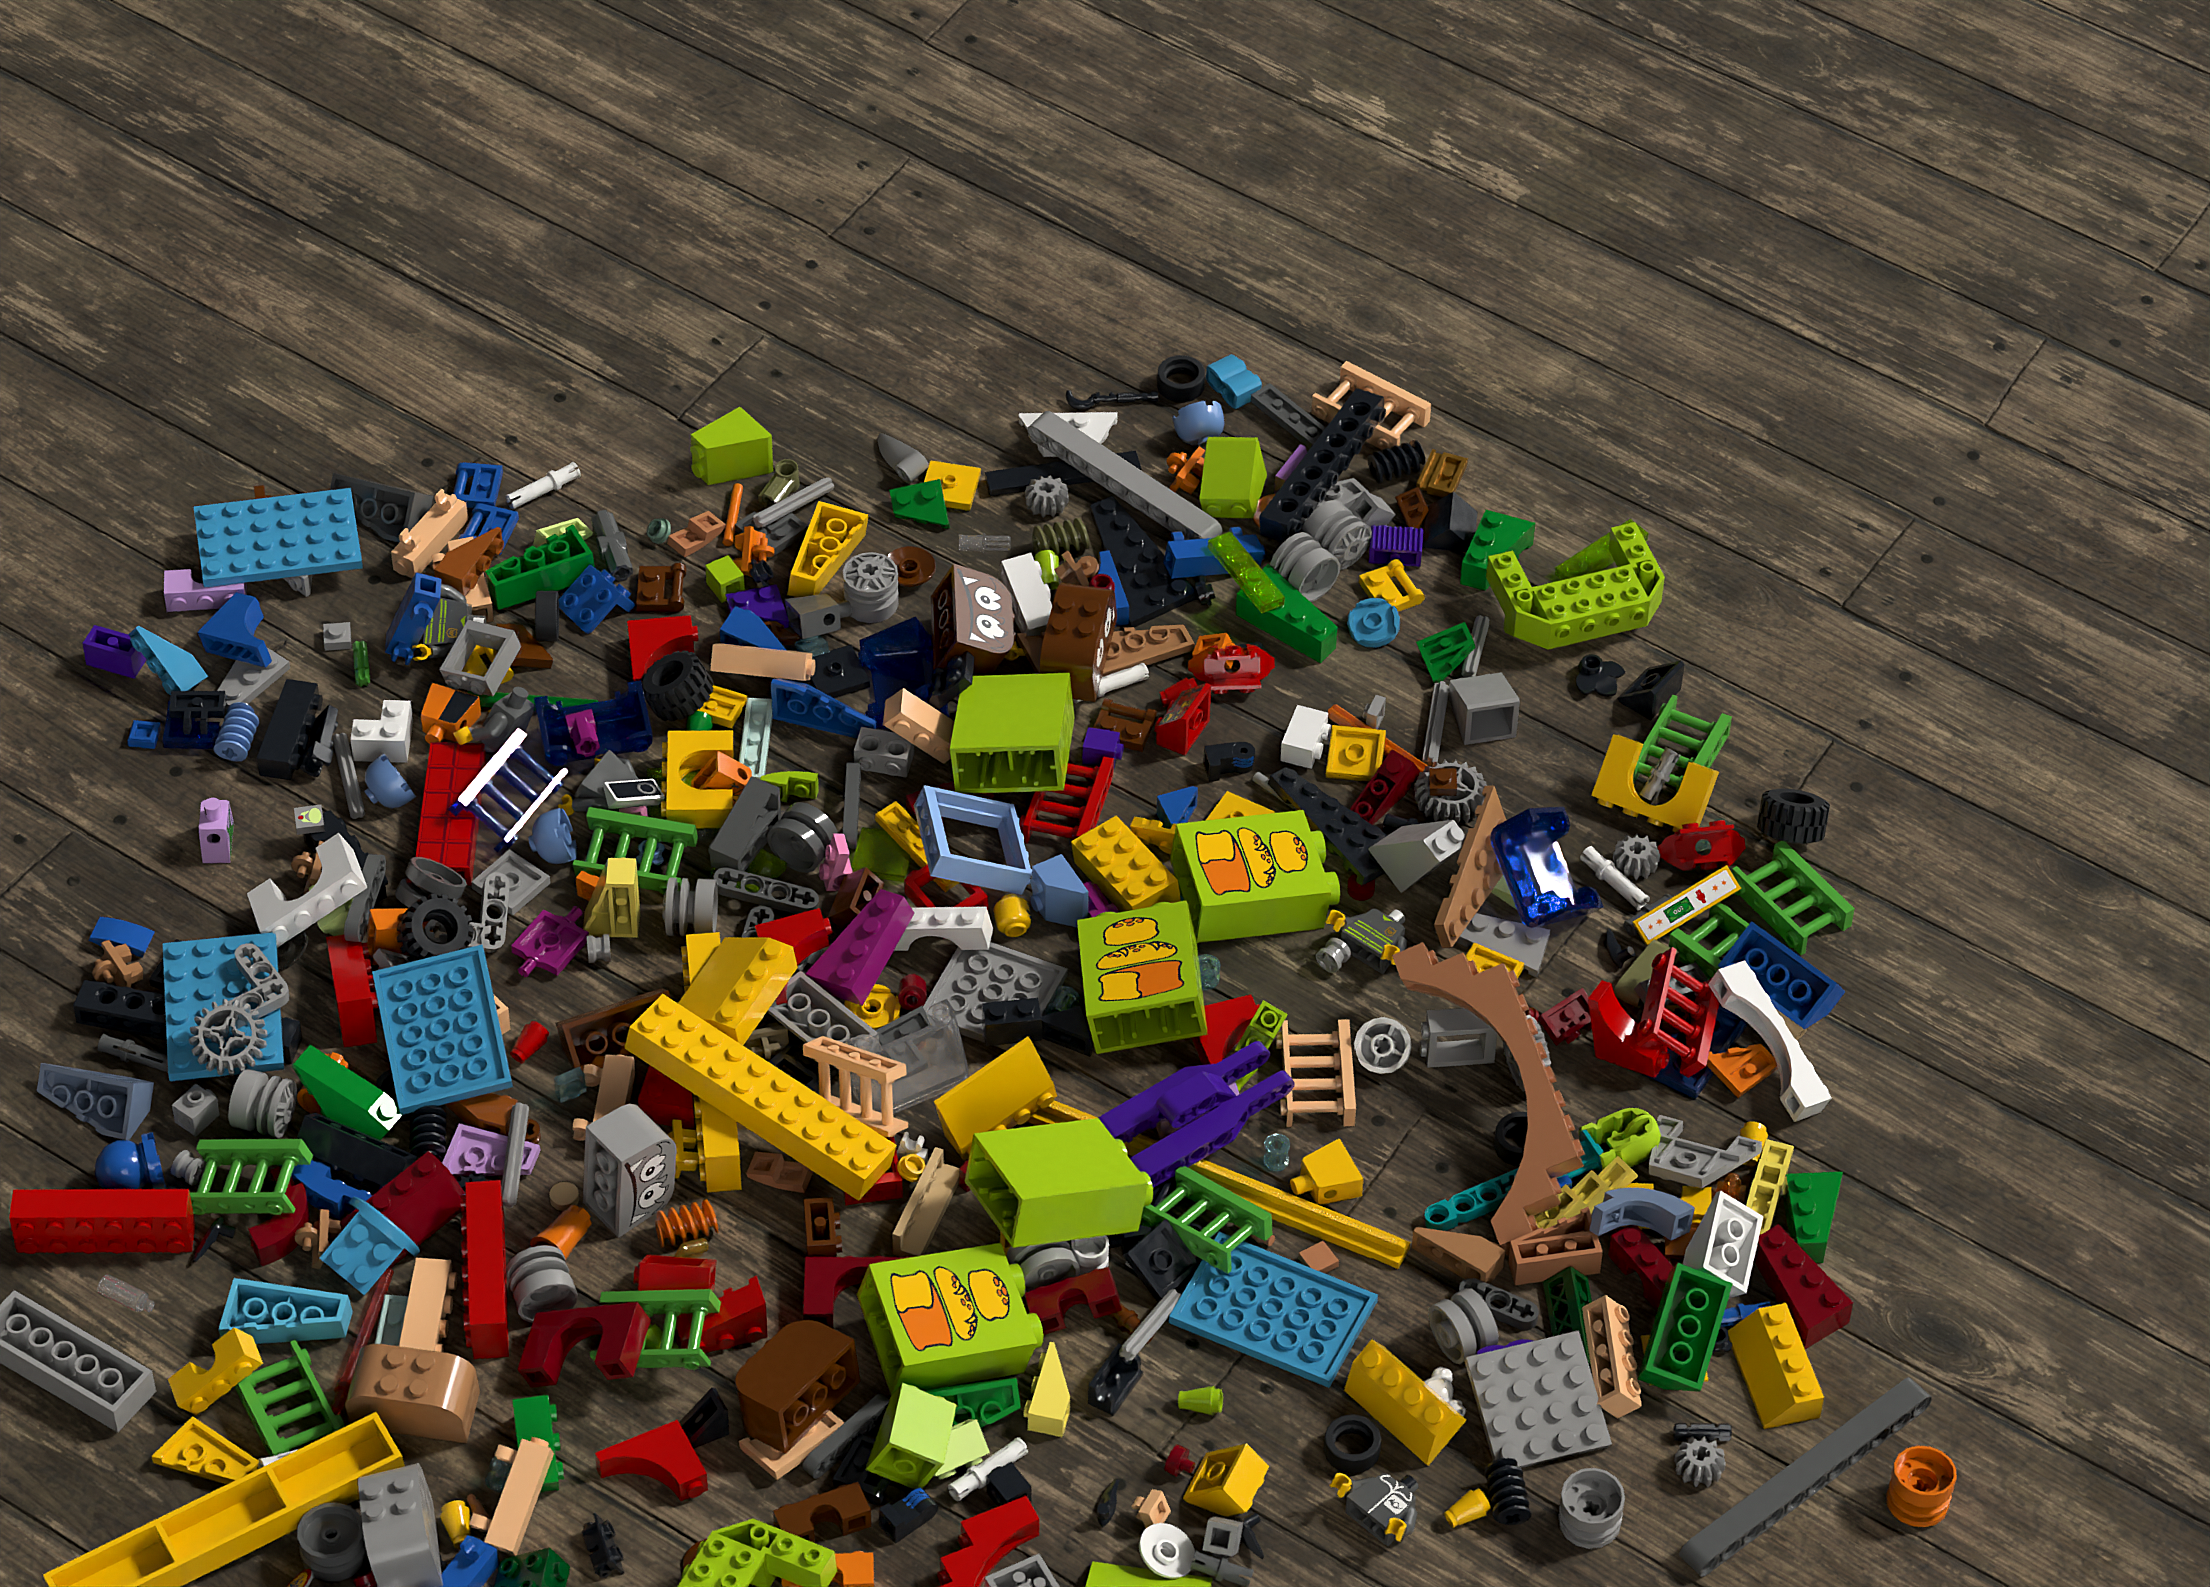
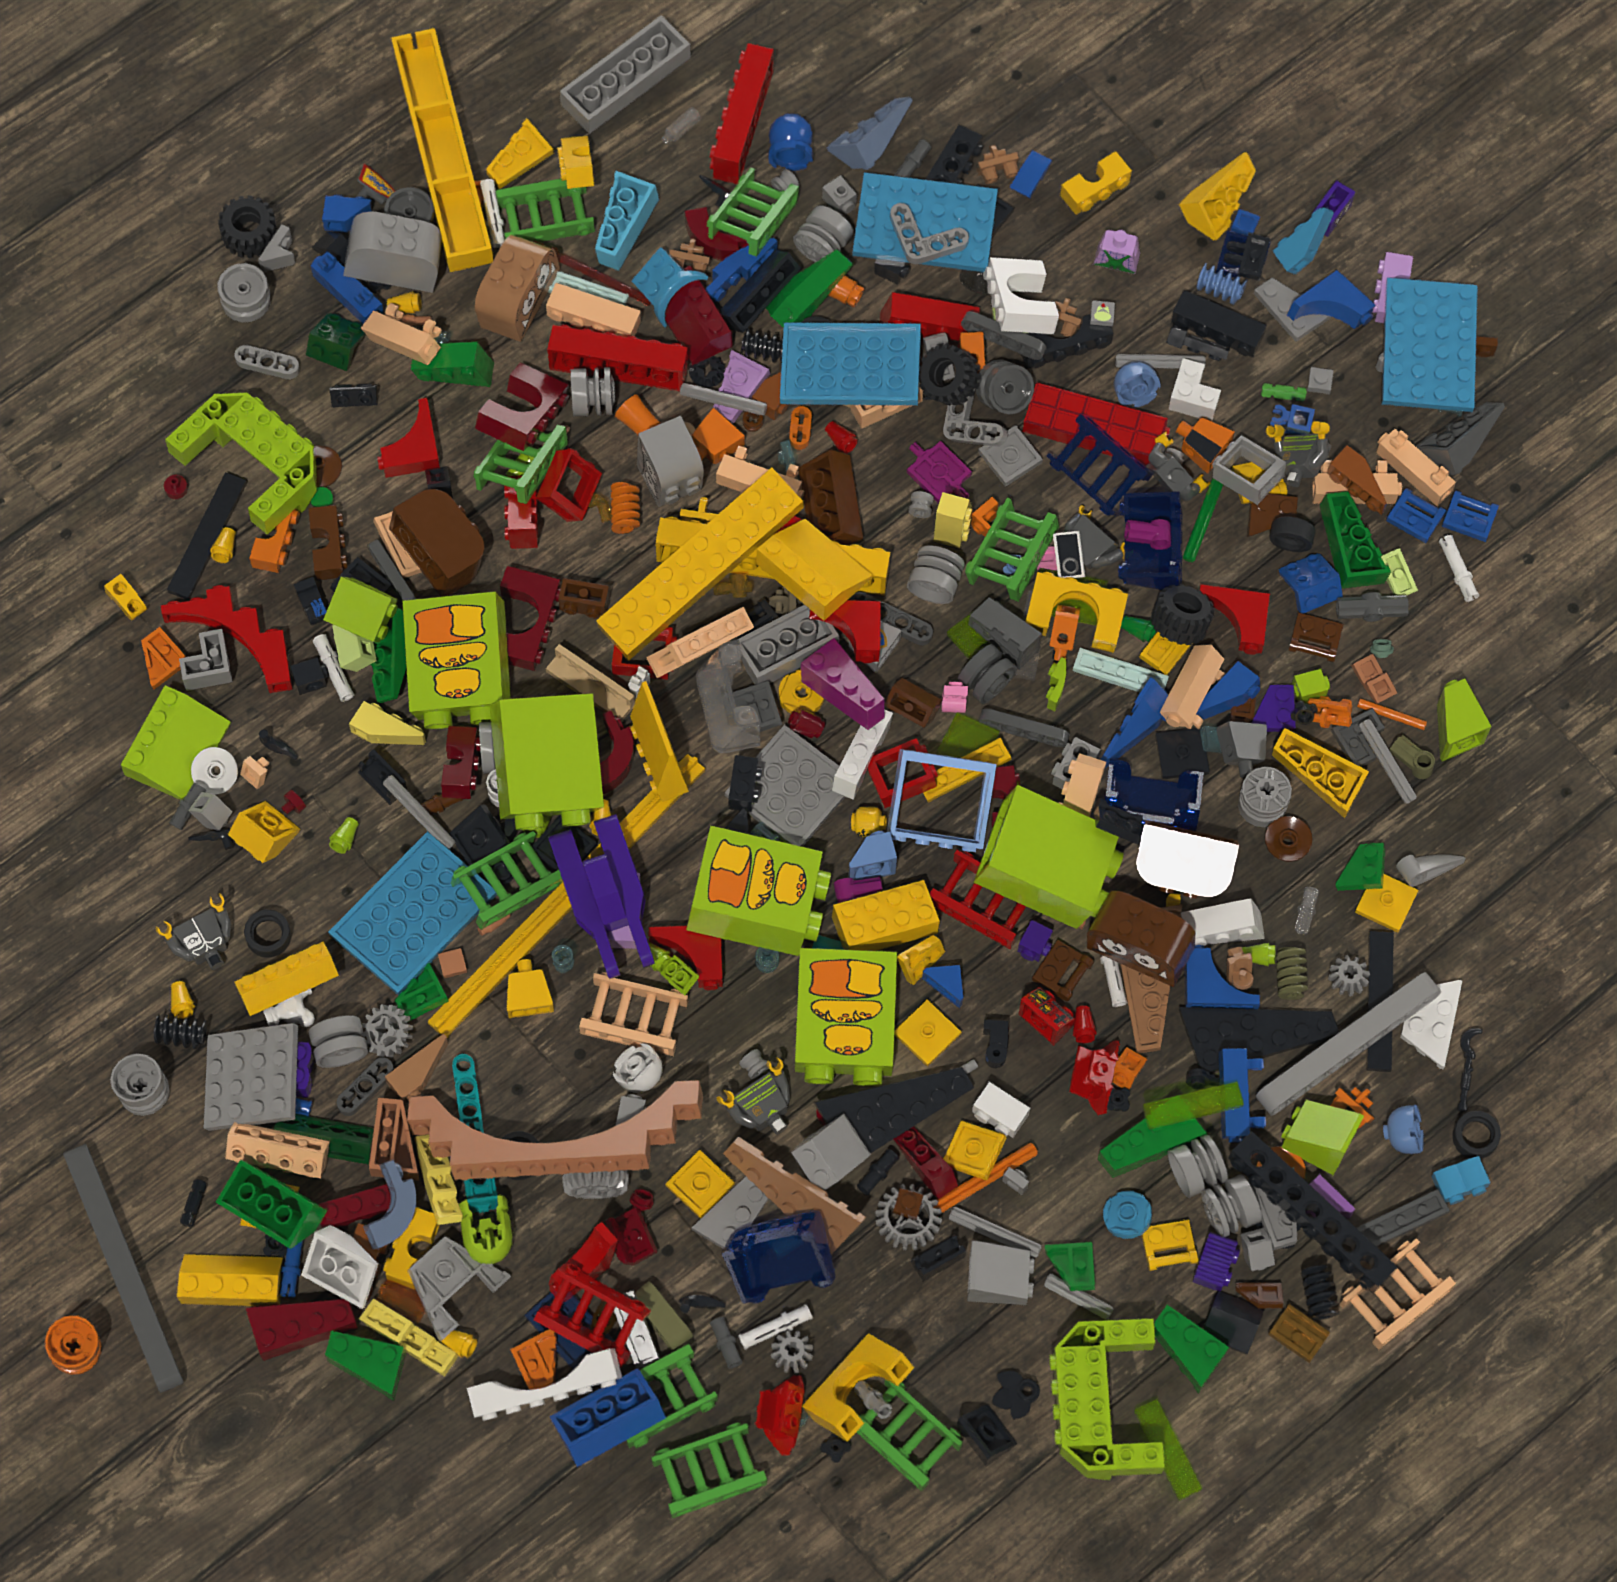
camera: 105 degrees right, 20 degrees up
(109, 857) = (1082, 195): none -> yellow arch
(120, 762) = (1214, 200): none -> yellow wedge
(238, 1040) = (870, 201): light grey gear -> none
(526, 1085) = (805, 428): none -> orange beam
(553, 838) = (1040, 492): medium blue cylinder -> none
(560, 1157) = (717, 437): none -> orange torso
(766, 887) = (947, 639): dark grey beam -> none
(911, 1167) = (621, 674): yellow plate -> none
(1102, 581) = (1210, 975): dark red plate -> none
(1372, 1272) = (422, 994): none -> green wing
(1427, 1291) = (390, 1019): none -> light grey gear
(1486, 757) = (938, 1258): none -> black hinge
(1686, 905) = (713, 1366): tile -> none
(1699, 1461) = (162, 1178): light grey gear -> none
(1719, 805) = (835, 1455): none -> black plate
(1793, 816) = (805, 1501): black tyre -> none

